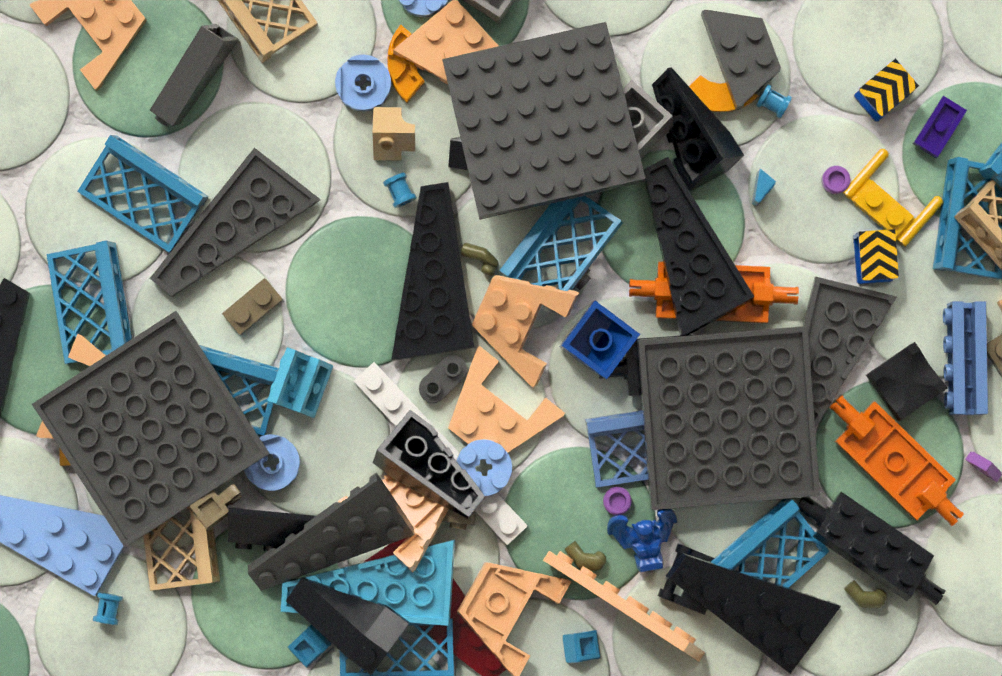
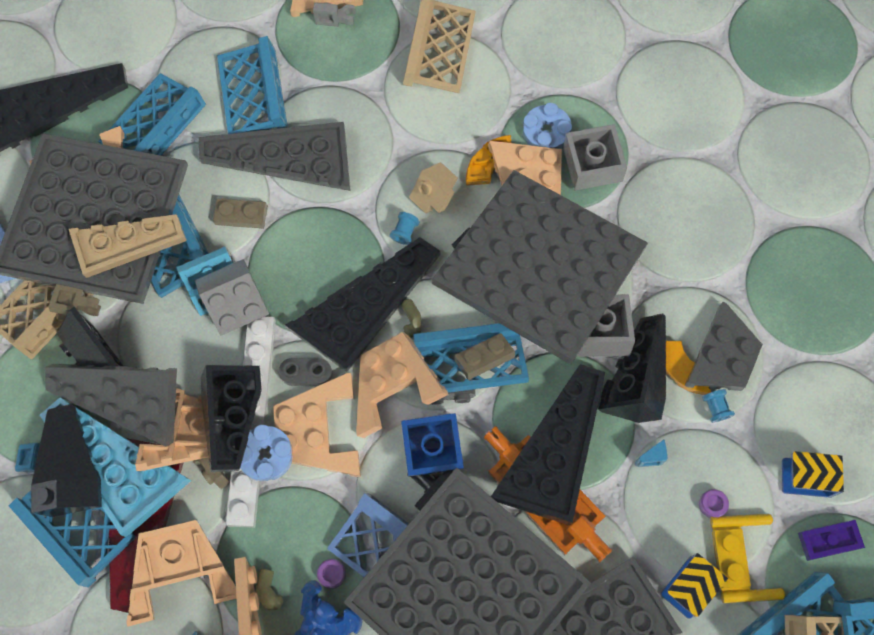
camera: 55 degrees right, 15 degrees down
(132, 60) = (330, 15): none -> light grey plate
(193, 74) = (355, 48): dark grey slope -> none
(205, 428) = (114, 245): none -> tan wing
(285, 471) = (149, 329): light blue plate -> none
(332, 379) = (231, 297): none -> light grey brick
(373, 95) = (451, 134): light blue plate -> none
(572, 235) = (484, 356): none -> dark tan plate

